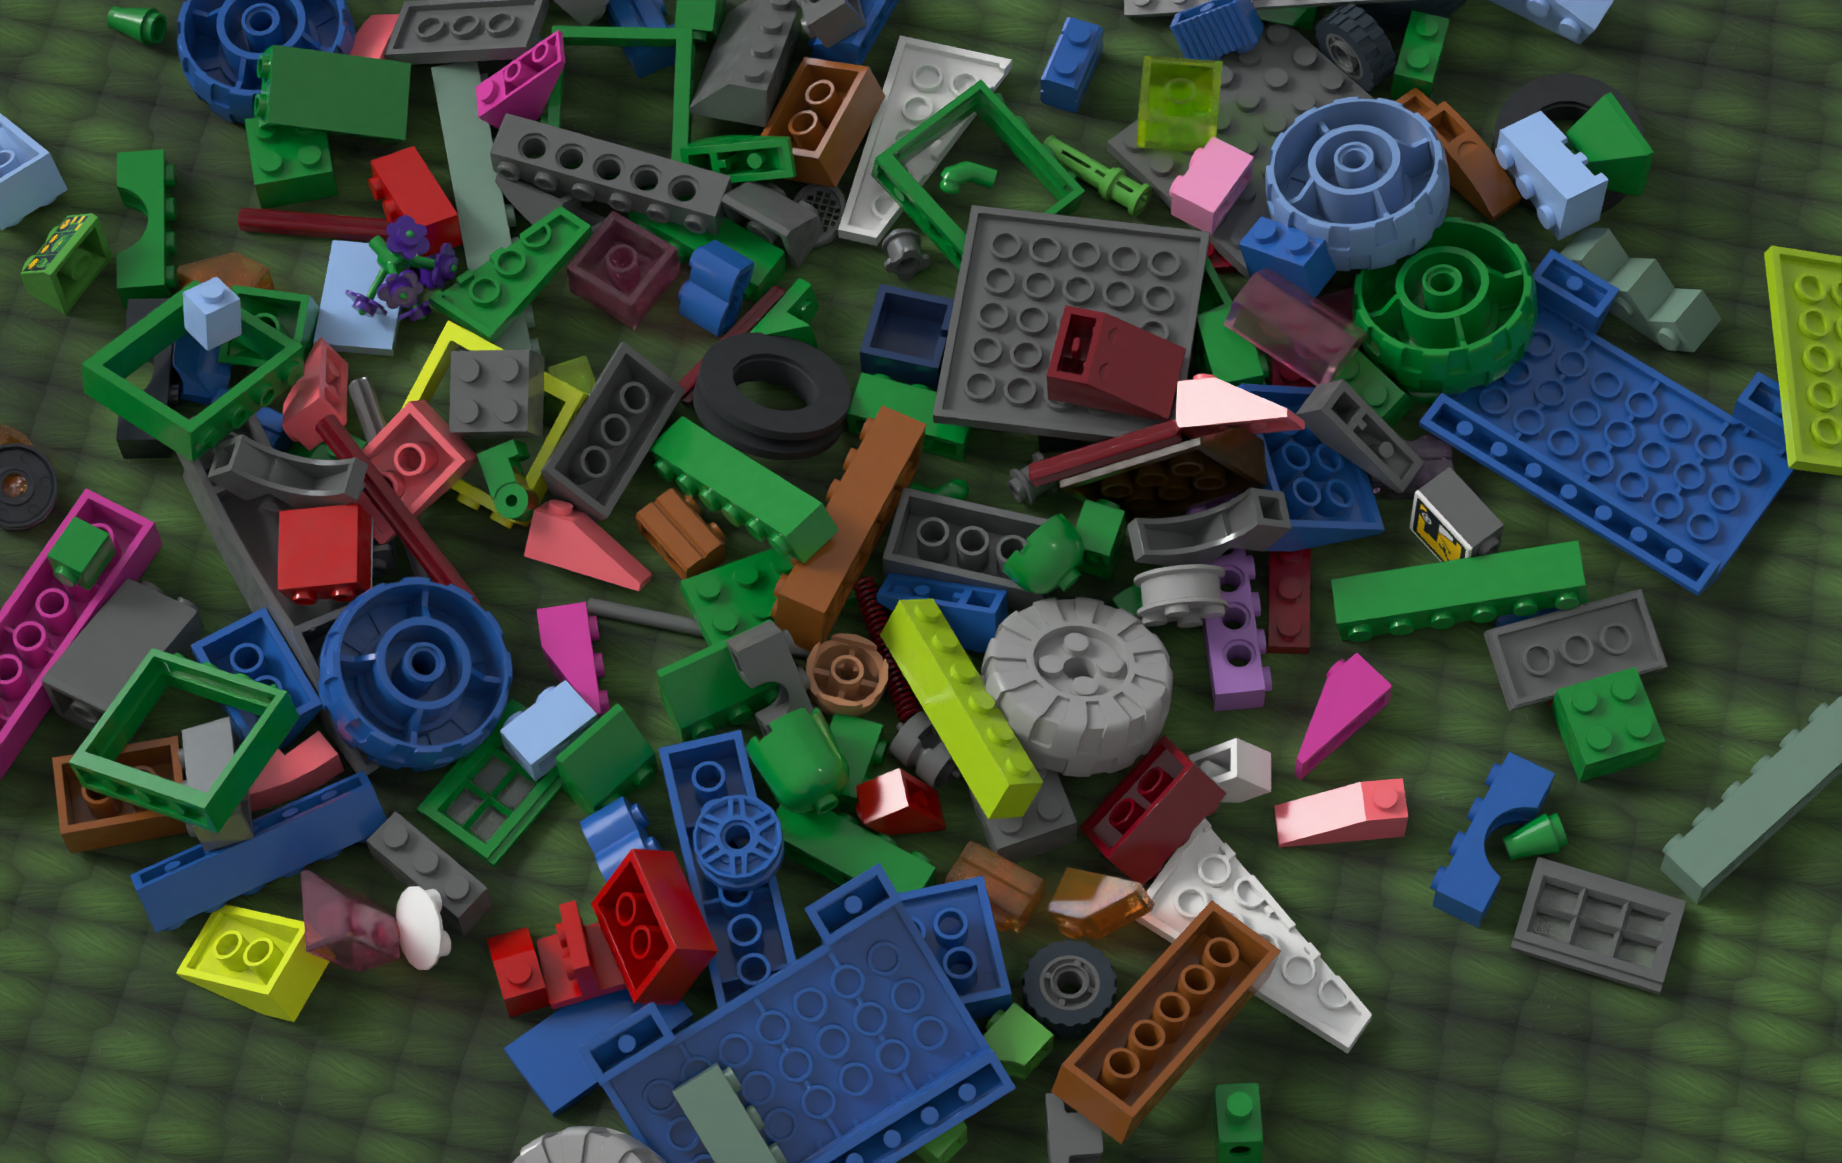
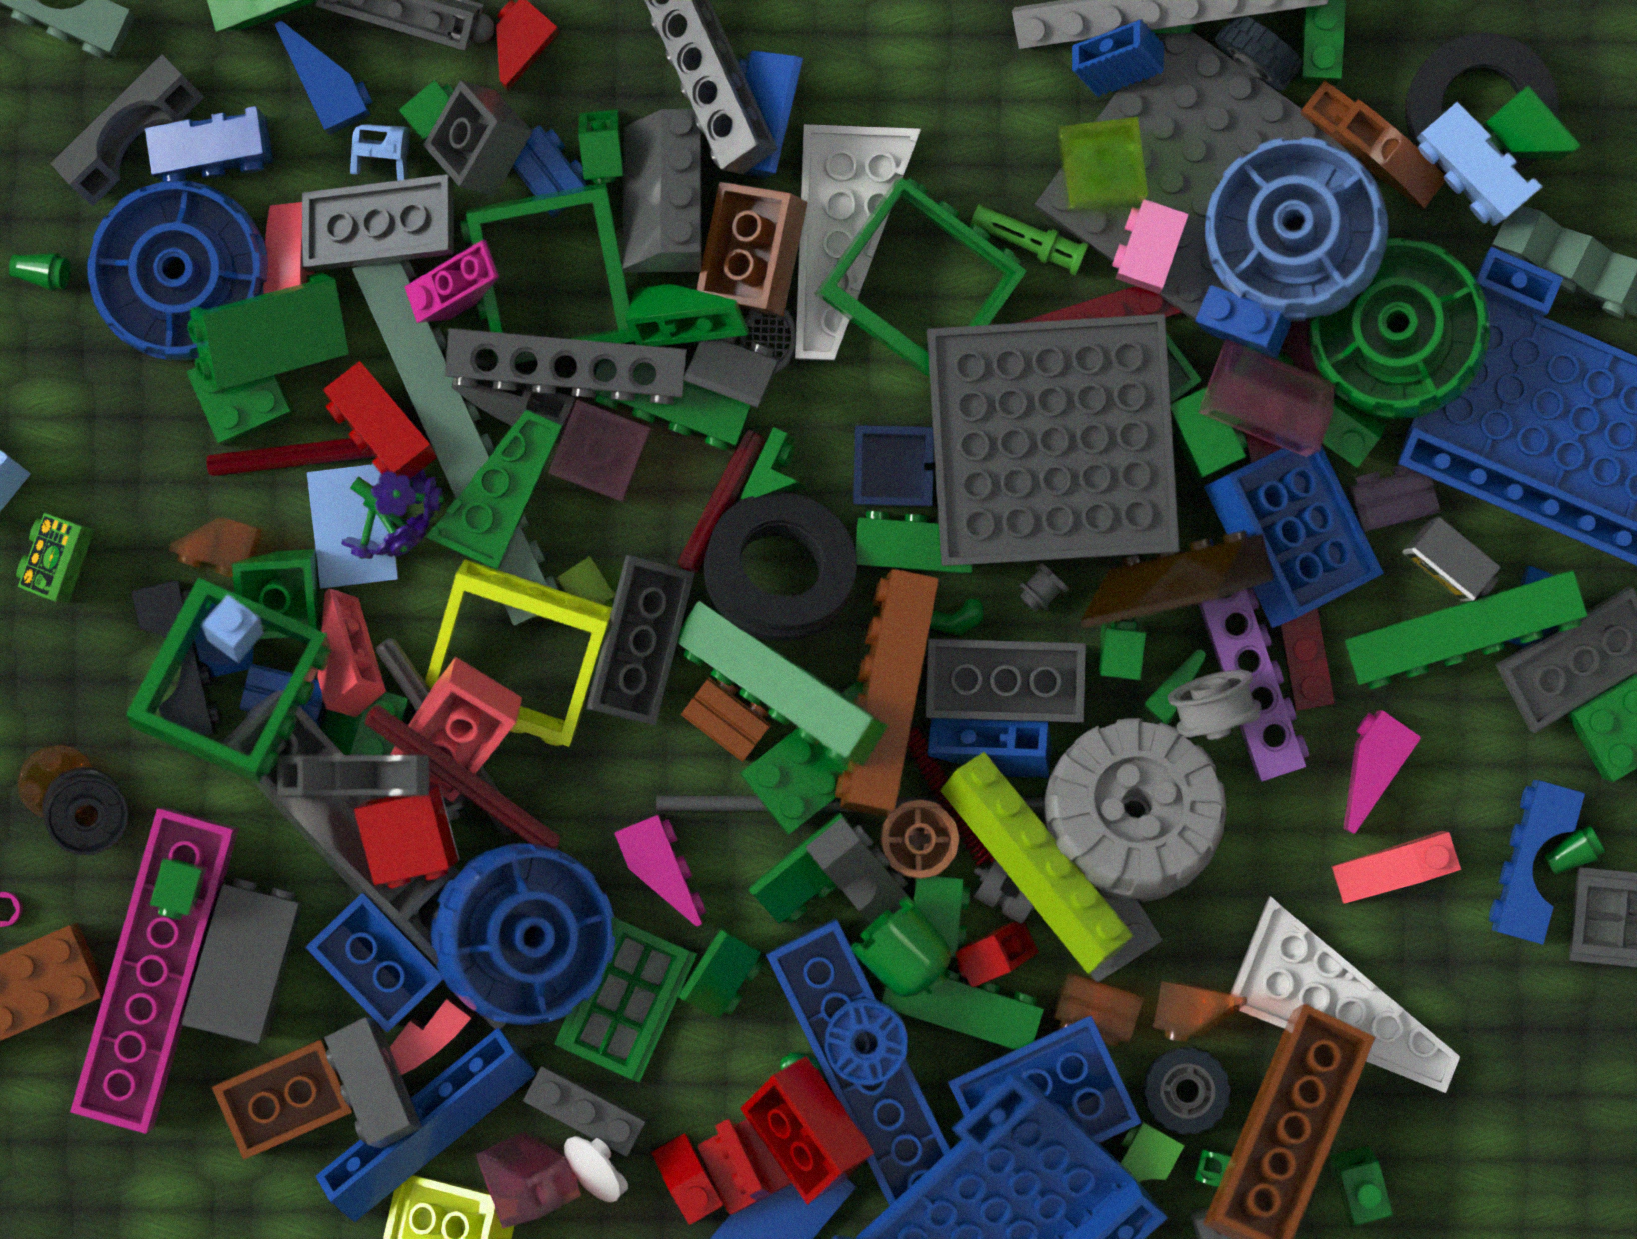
camera: 15 degrees left, 25 degrees up
(145, 186) = (136, 547): green arch -> none
(158, 670) = (270, 1037): green window -> none
(496, 394) = (526, 645): dark grey brick -> none
(507, 480) = (555, 719): green leg -> none
(547, 728) = (658, 950): light blue brick -> none
(580, 545) = (639, 754): coral slope -> none
(615, 832) = (753, 1044): blue brick -> none
(715, 287) = (694, 455): blue brick -> none
(904, 254) = (864, 369): dark grey brick -> none
(966, 172) = (910, 288): green arm -> none
(1048, 558) = (1085, 700): green cylinder -> none
(1071, 65) = (981, 122): blue brick -> none
(1105, 453) = (1113, 571): dark red axle -> none
(1113, 366) = (1109, 492): dark red slope -> none
(1152, 811) = (1227, 910): dark red slope -> none
(1213, 405) = (1221, 509): slope -> none
(1237, 768) = (1281, 851): white slope -> none
(1246, 522) = (1229, 634): dark grey arch -> none
(1359, 434) = (1346, 495): dark grey slope -> none

